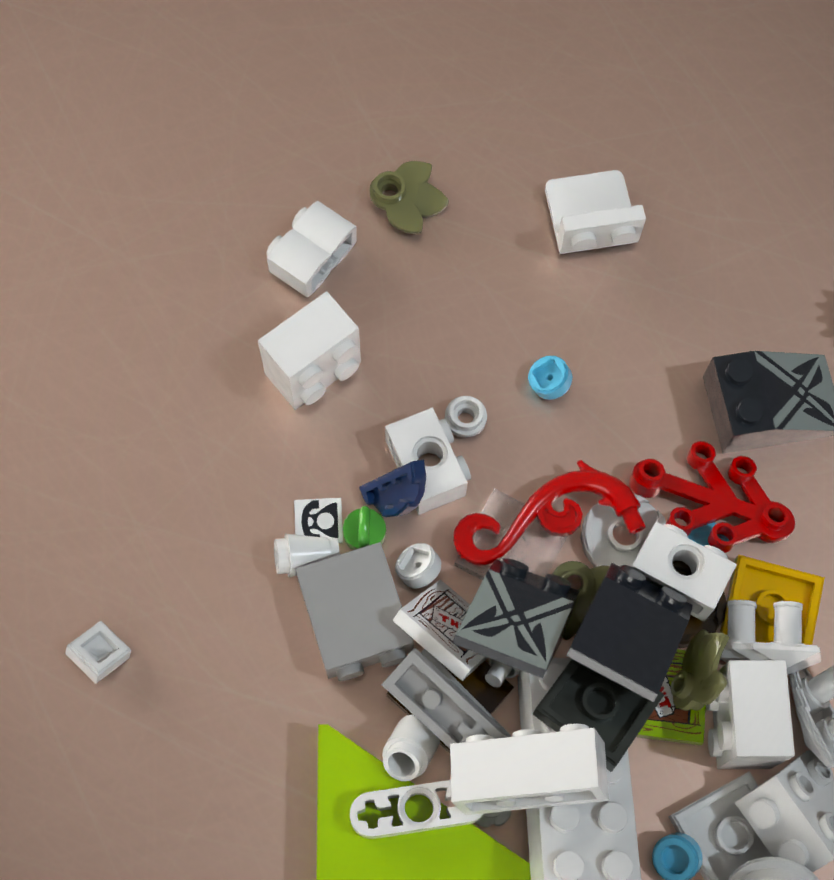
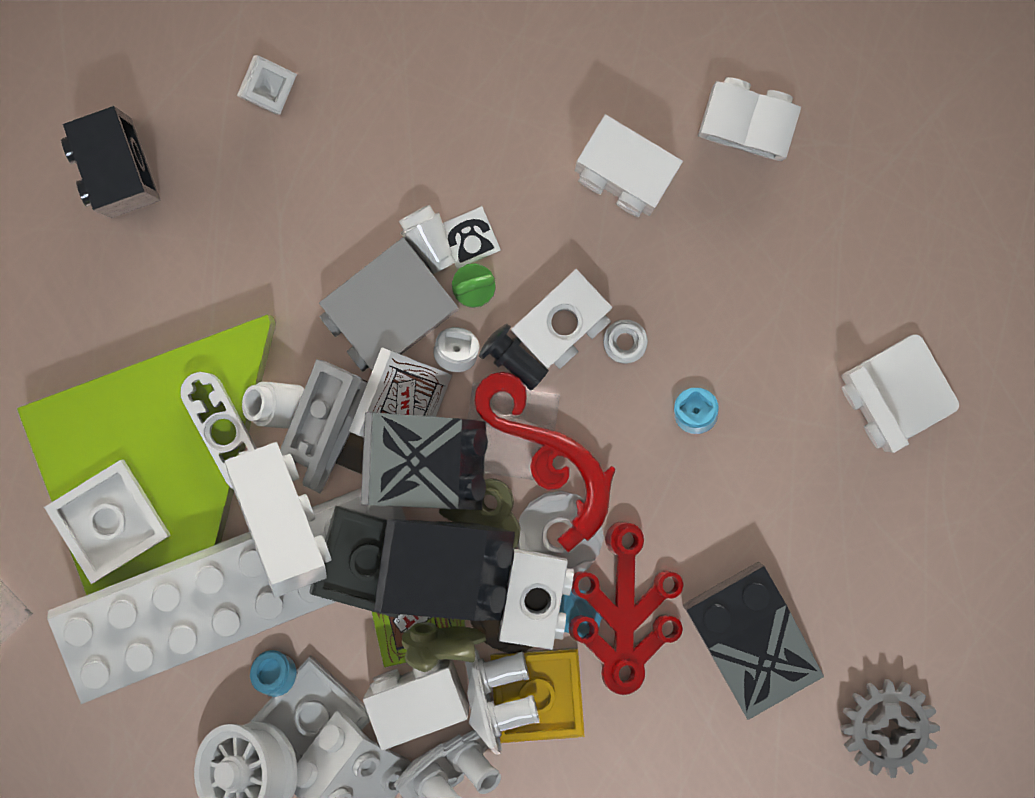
camera: 70 degrees right, 20 degrees up
(105, 826) = (109, 162): none -> black brick
(398, 490) = (516, 303): dark blue tile -> none
(413, 196) = (853, 202): olive plate -> none
(442, 517) = (513, 357): none -> black pin

